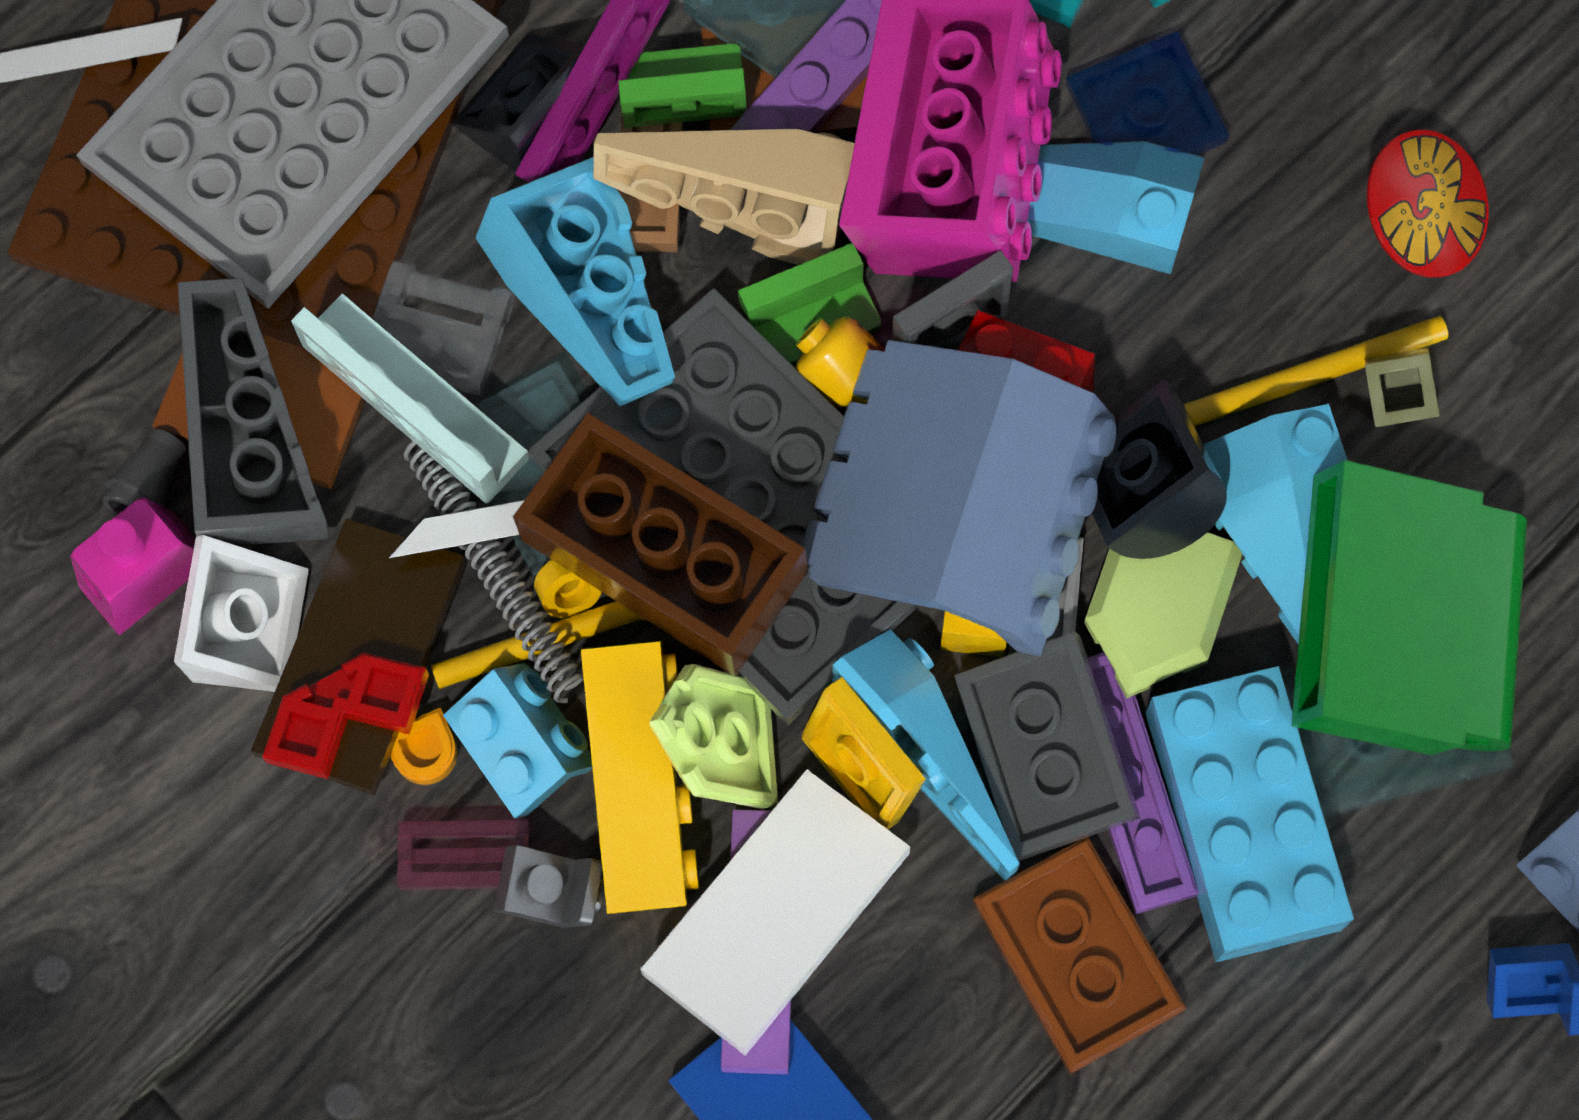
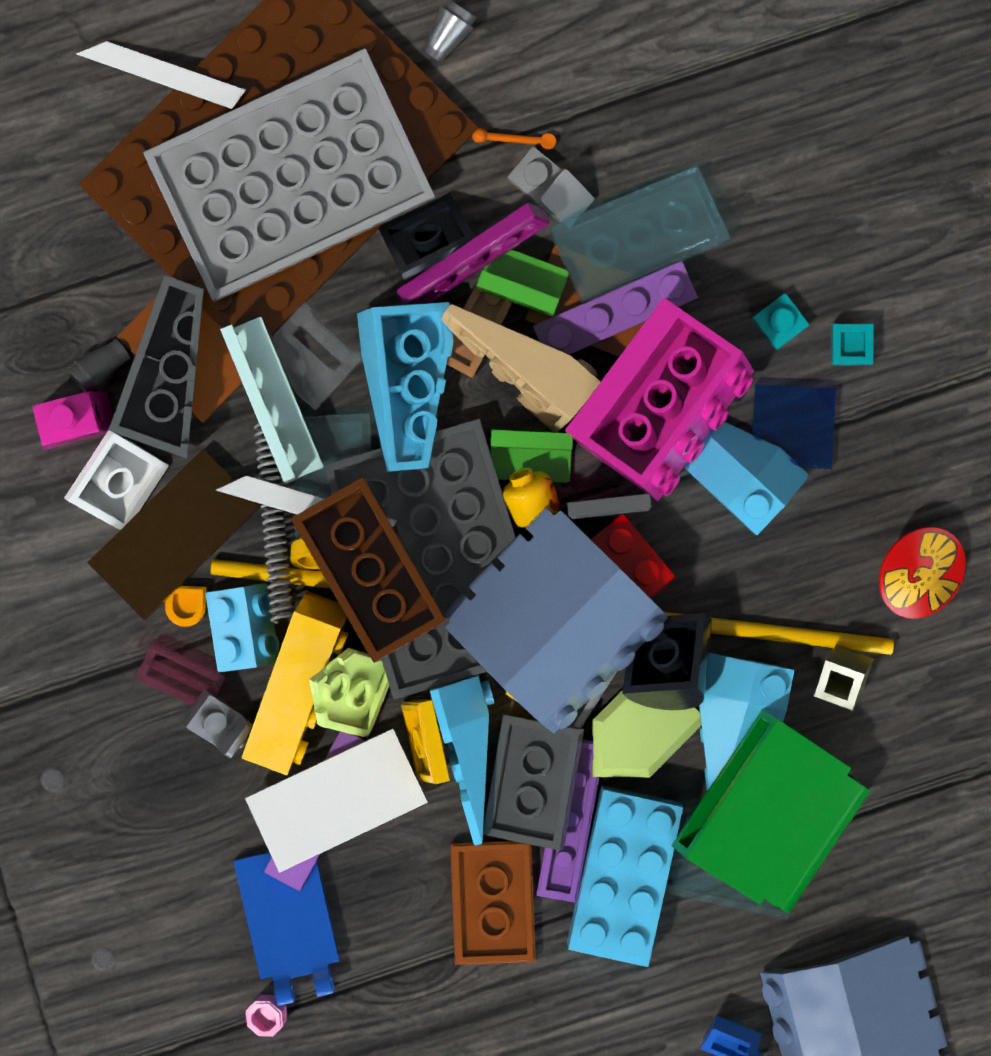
camera: 25 degrees right, 15 degrees up
(316, 715) = (132, 562): red tile -> none

